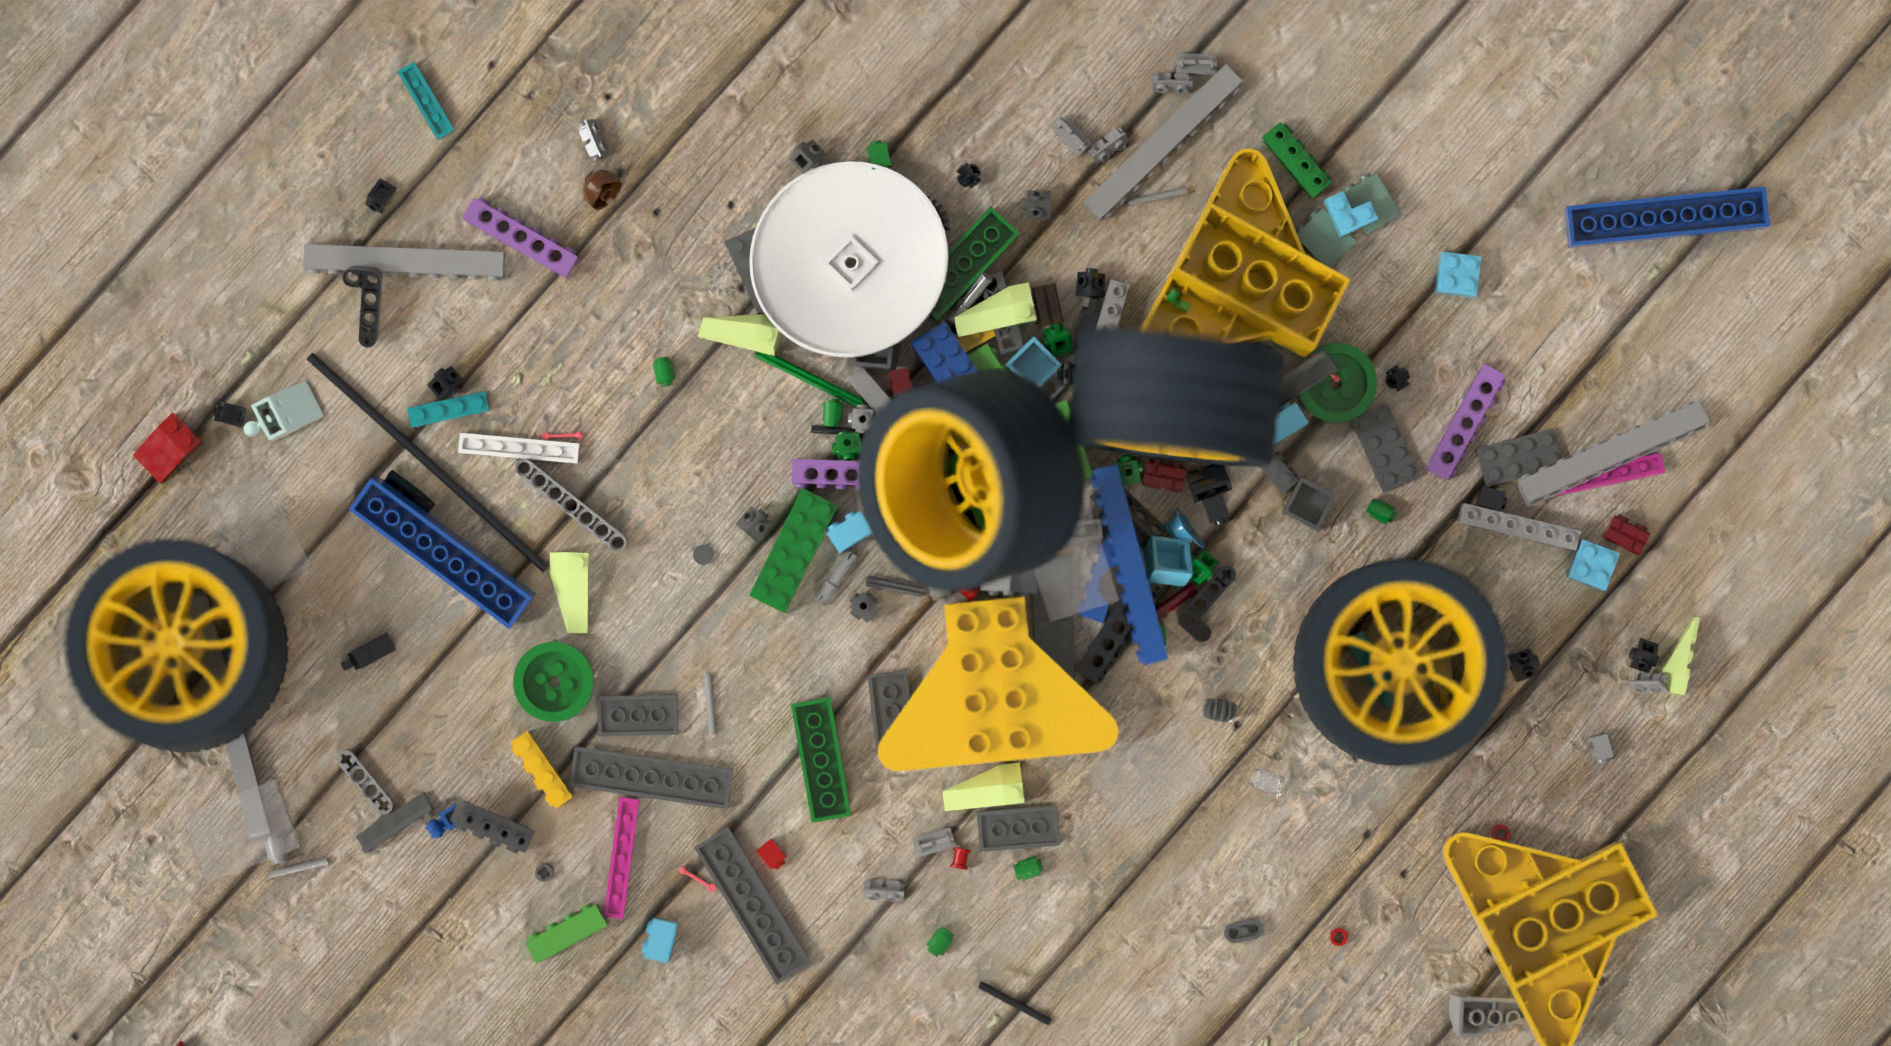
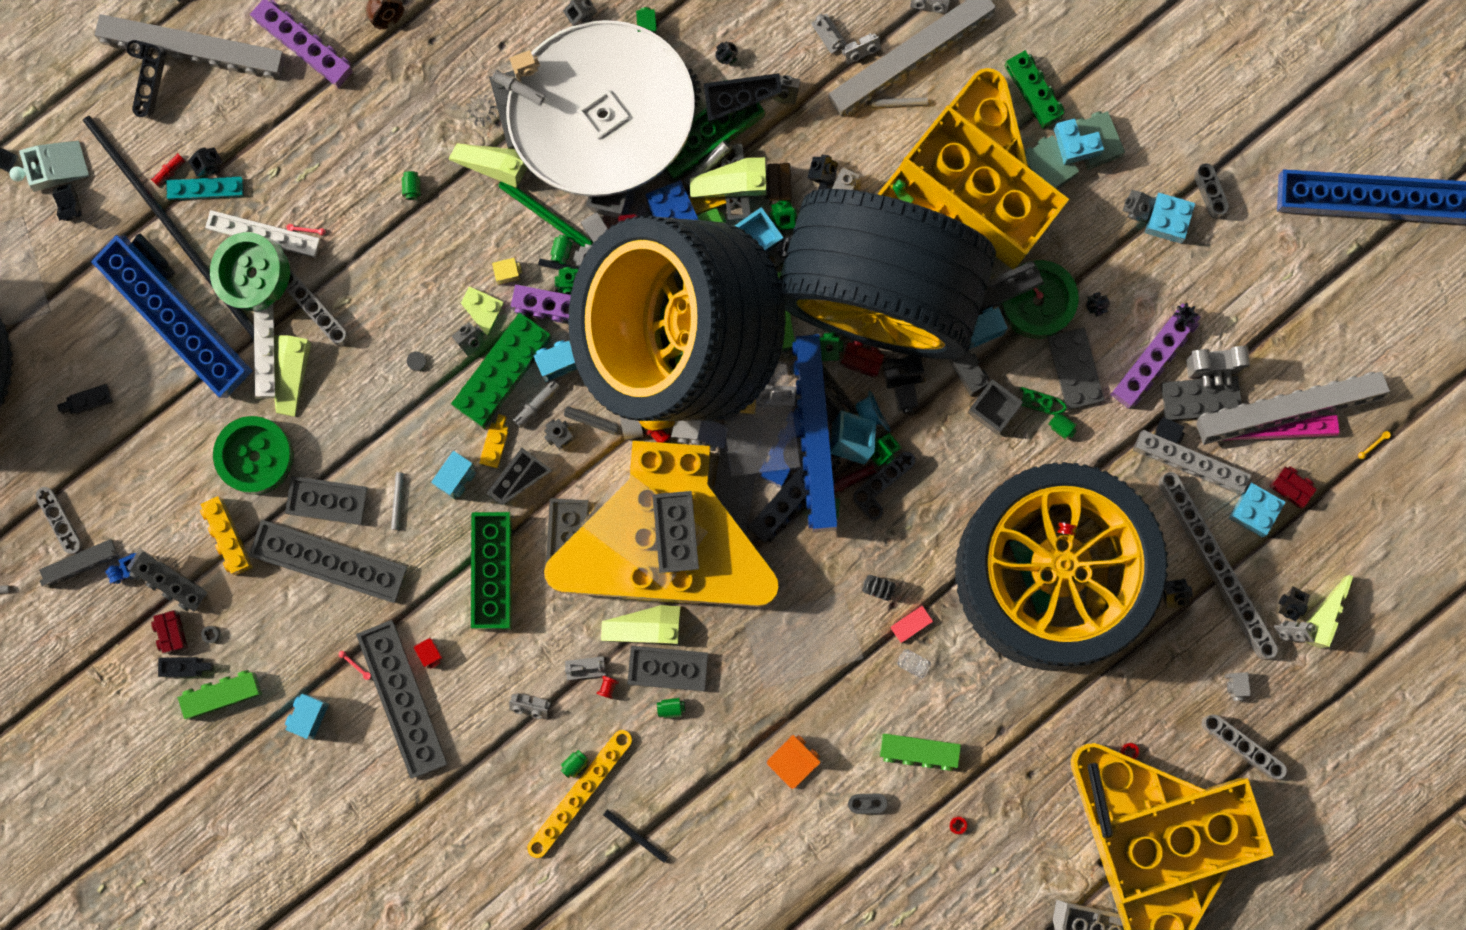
camera: 15 degrees right, 5 degrees down
(308, 450) = (67, 202): none -> black brick
(406, 397) = (168, 170): none -> red pin
(497, 499) = (231, 271): none -> brick
(502, 877) = (169, 632): none -> dark red brick
(522, 910) = (182, 667): none -> black hinge
(543, 563) = (264, 353): none -> white plate
(621, 858) = (285, 632): dark pink plate -> none
(761, 226) = (524, 64): none -> tan brick
(761, 488) = (482, 308): none -> yellowish green wing
(763, 253) = (512, 84): none -> light grey pin
(765, 668) = (454, 475): none -> medium azure piece
(780, 445) = (507, 271): none -> light yellow brick
(799, 626) = (495, 443): none -> yellow hinge
(830, 658) = (517, 476): none -> dark grey wedge
(950, 970) = (579, 794): none -> yellow plate
(973, 694) = (627, 525): none -> clear piece
(986, 226) = (737, 95): none -> black wedge
(1005, 693) = (675, 532): none -> dark grey plate
(1162, 901) = (793, 761): none -> orange bracket
(1258, 741) = (911, 624): none -> coral tile
(1288, 869) = (919, 750): none -> bright green brick
(1359, 489) = (1045, 403): none -> green piece
(1400, 627) = (1066, 529): none -> red bush
(1423, 267) = (1138, 205): none -> dark grey brick
(1477, 890) = (1100, 800): none -> black axle
(1485, 381) = (1181, 318): none -> black gear
(1496, 228) = (1211, 182): none -> dark grey beam
(1528, 422) = (1217, 363): none -> light grey piece
(1570, 633) = (1226, 570): none -> light grey beam
(1622, 816) = (1253, 748): none -> light grey beam
(1714, 464) = (1385, 435): none -> yellow hinge

